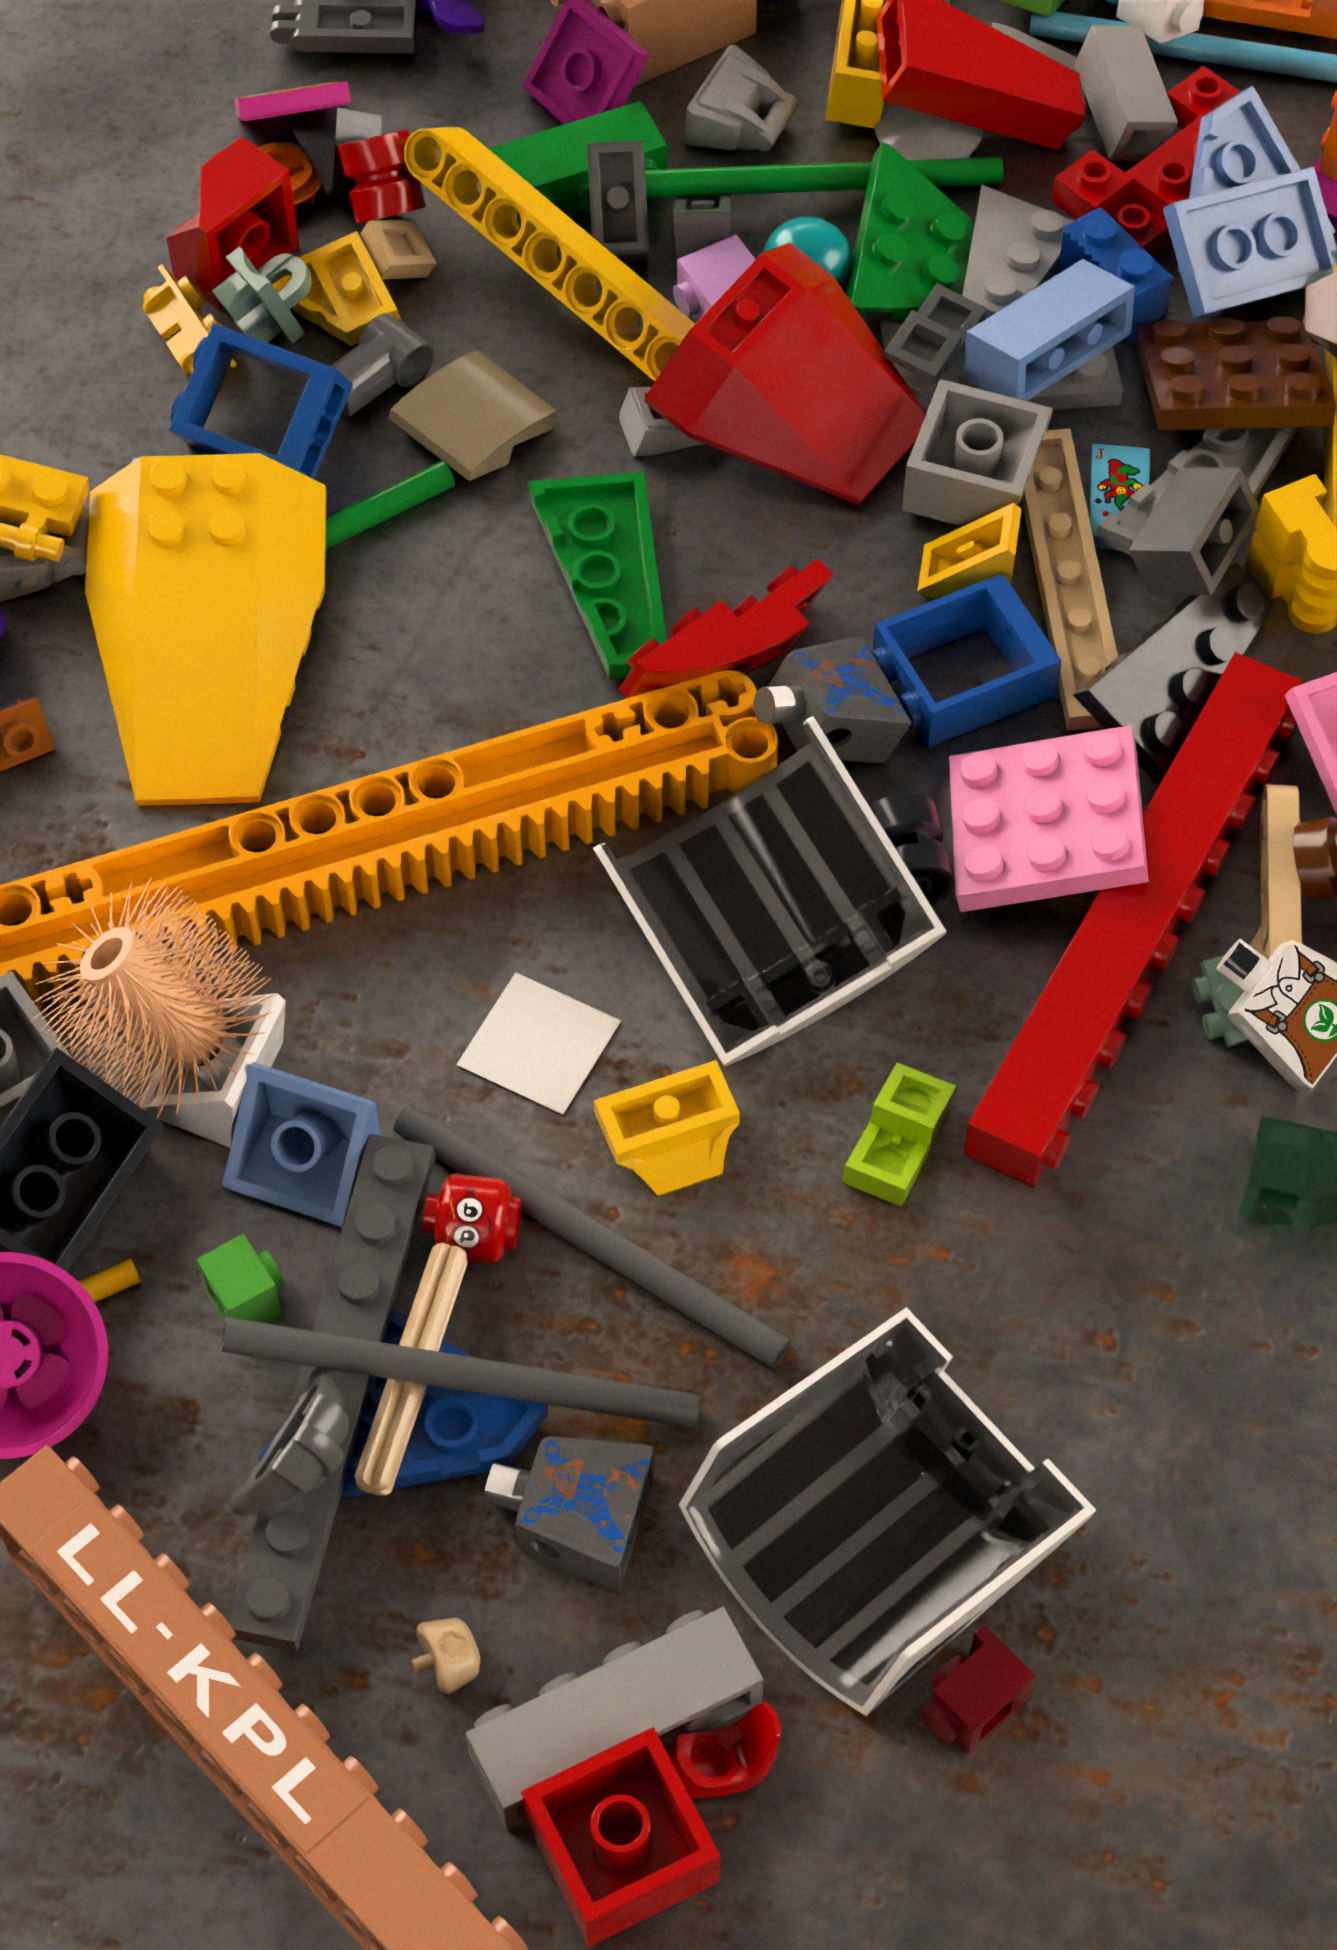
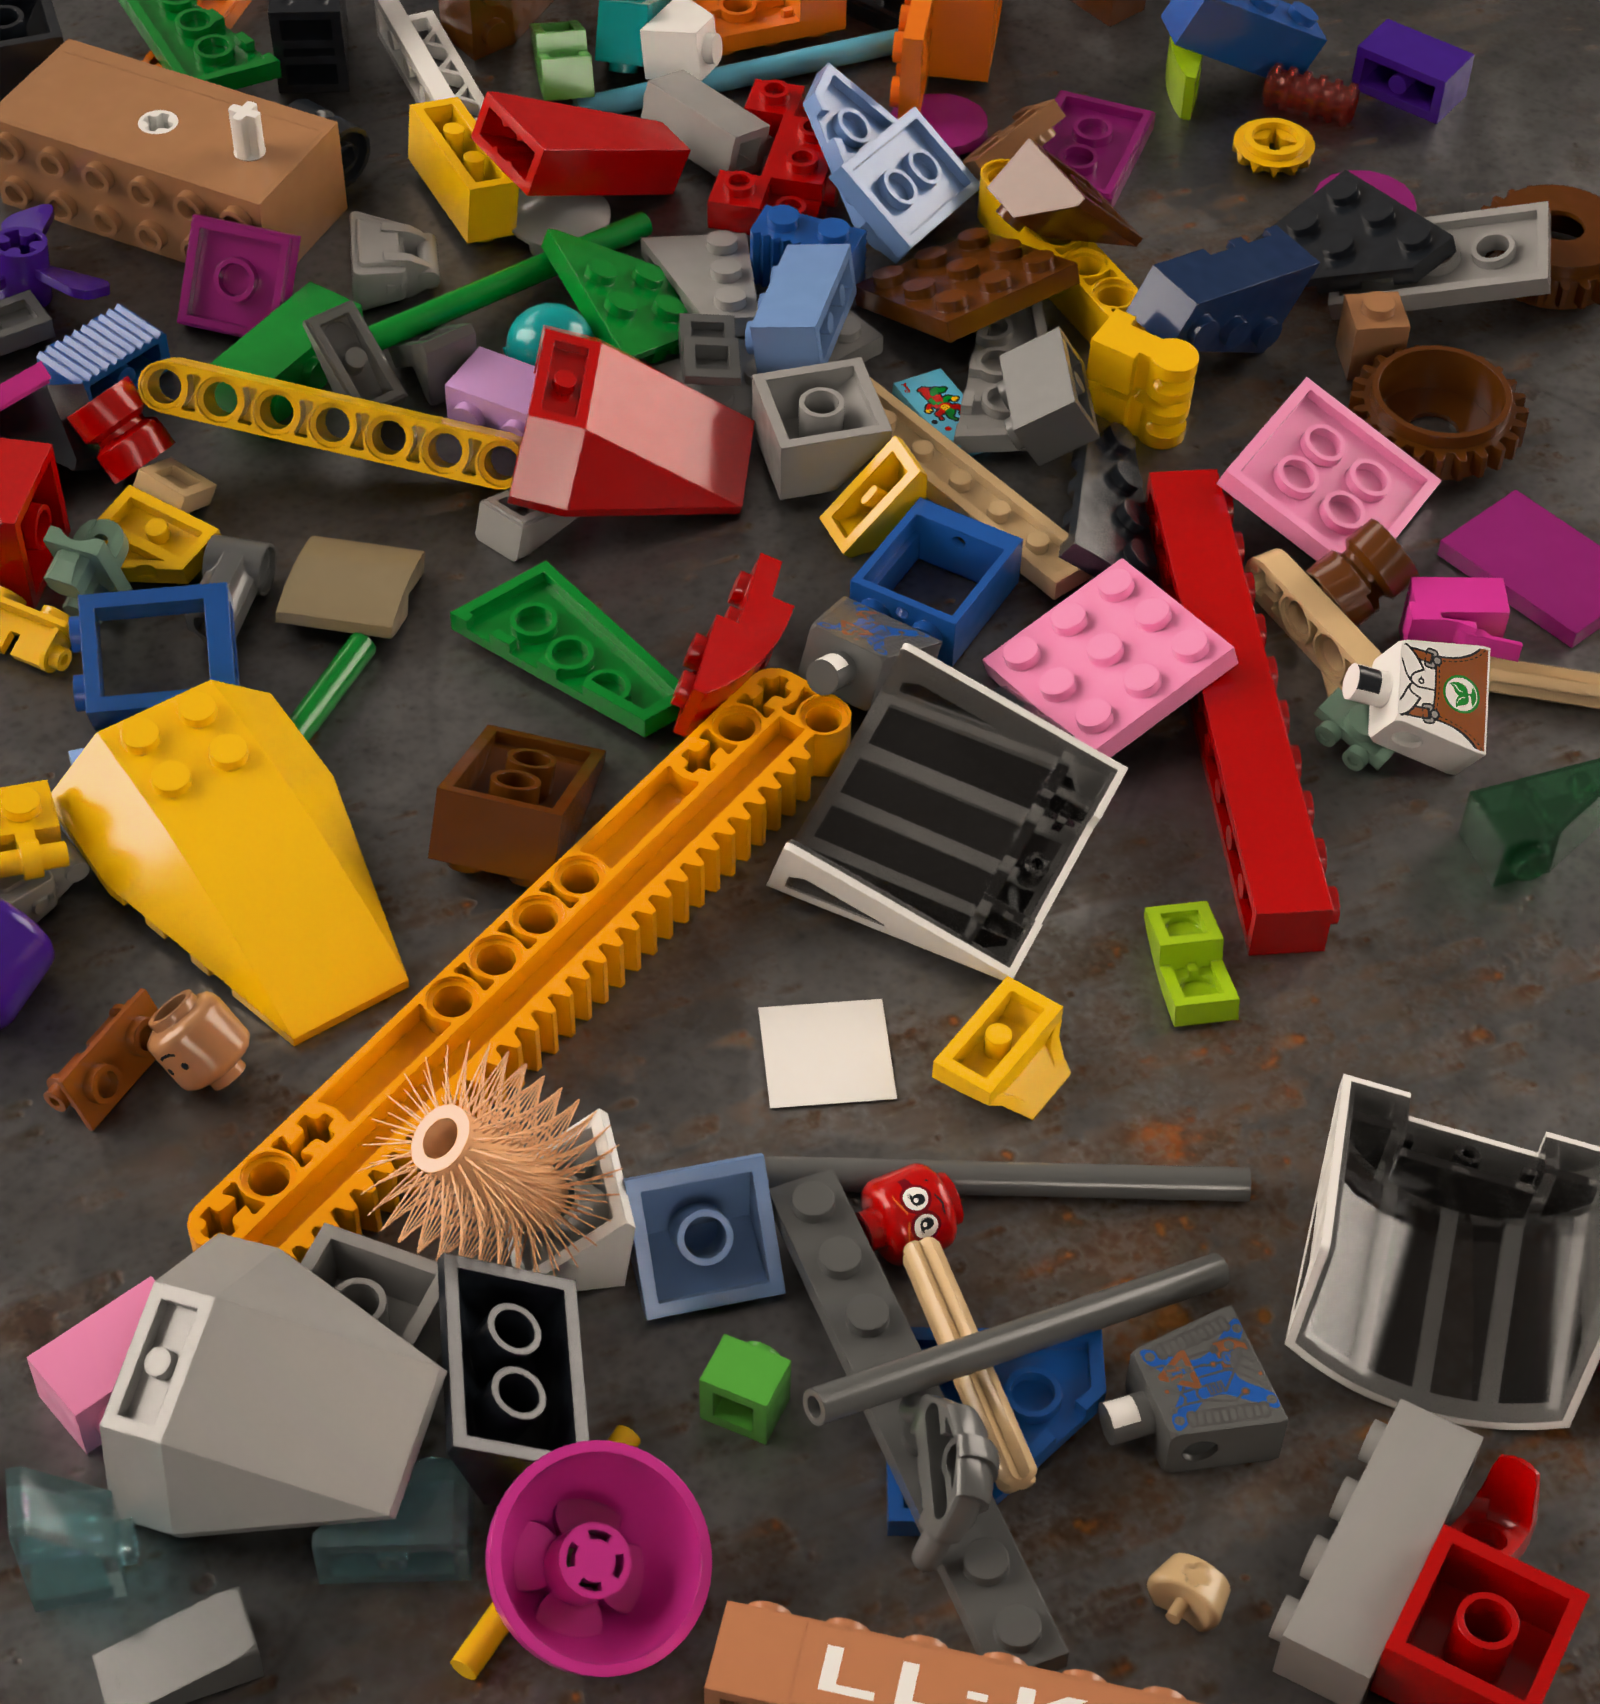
camera: 35 degrees left, 10 degrees down
(51, 764) = (198, 1041): none -> medium nougat head
(429, 94) = (105, 351): none -> brick
(450, 682) = (513, 804): none -> reddish brown slope

